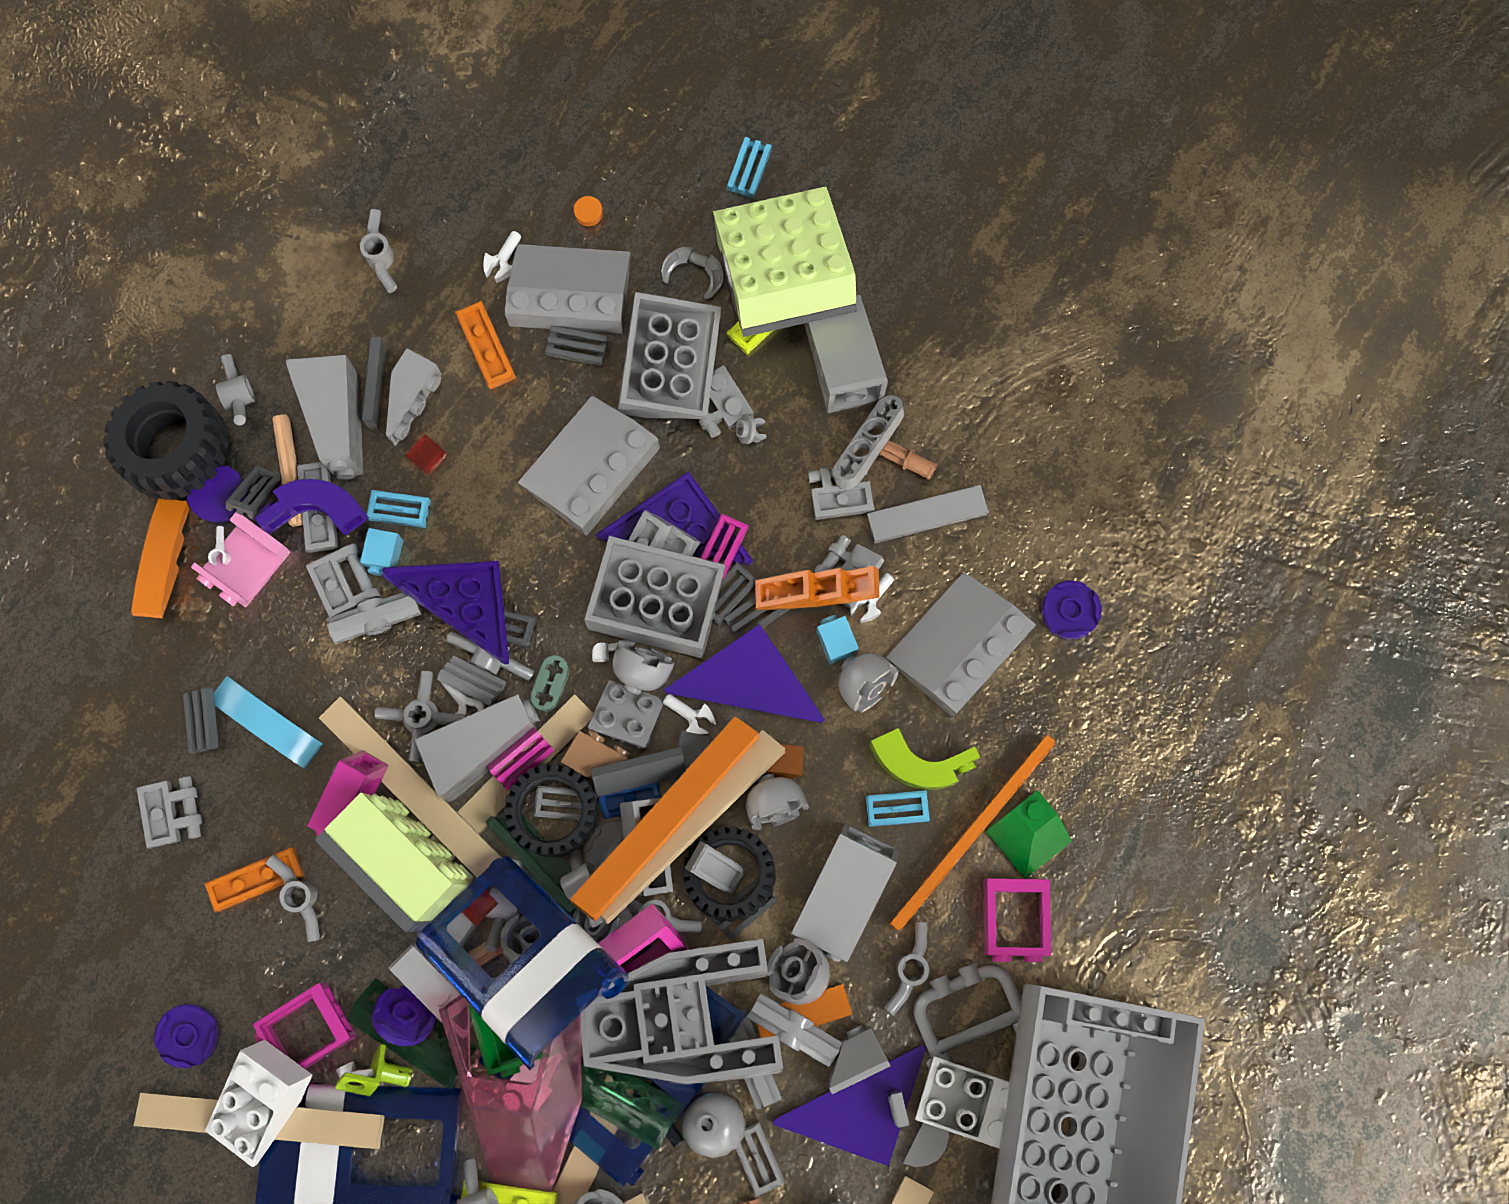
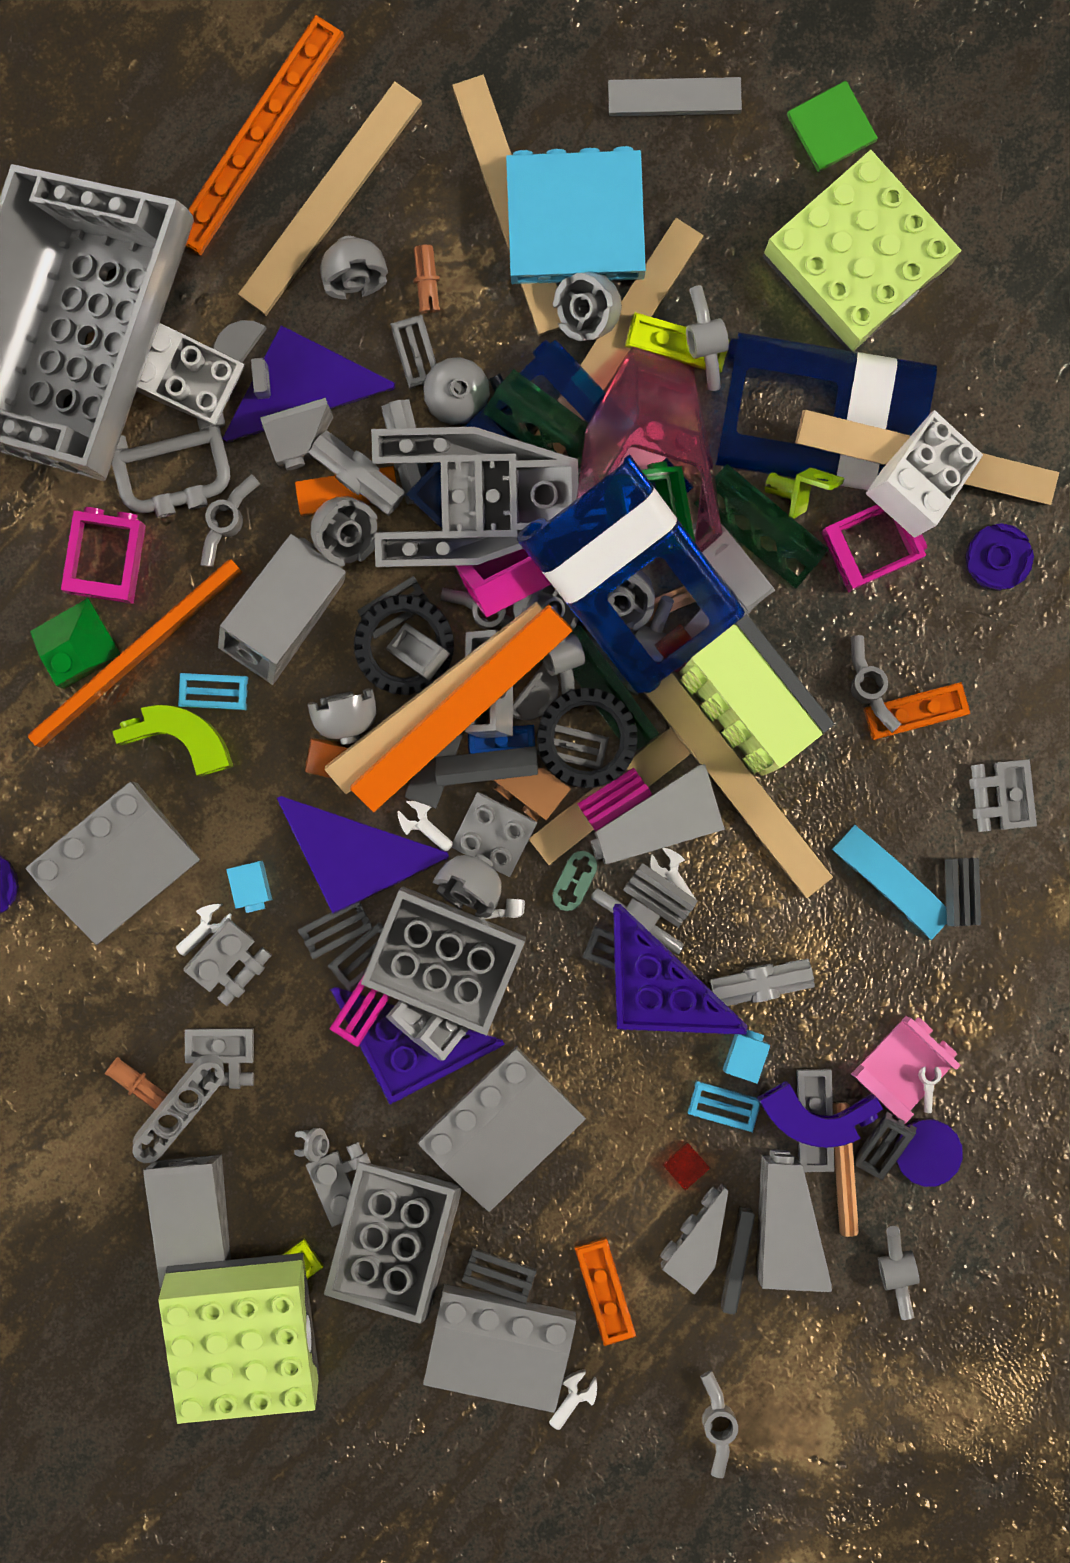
camera: 175 degrees left, 10 degrees up
(147, 413) = (1005, 1252): black tyre -> none
(159, 558) = (996, 1083): orange slope -> none
(332, 582) = (804, 1026): light grey plate -> none
(351, 777) = (804, 782): dark pink window -> none
(351, 1068) = (830, 496): white hand -> none
(402, 1017) = (769, 542): dark purple tile -> none
(415, 708) = (725, 874): light grey bar -> none
(588, 211) = (466, 1443): orange tile -> none
(711, 265) = (358, 1372): light grey piece -> none
(756, 147) = (255, 1499): medium azure tile -> none
(817, 589) = (262, 943): orange slope -> none
(864, 680) = (225, 834): light grey cylinder -> none
(927, 514) = (126, 1017): light grey tile -> none

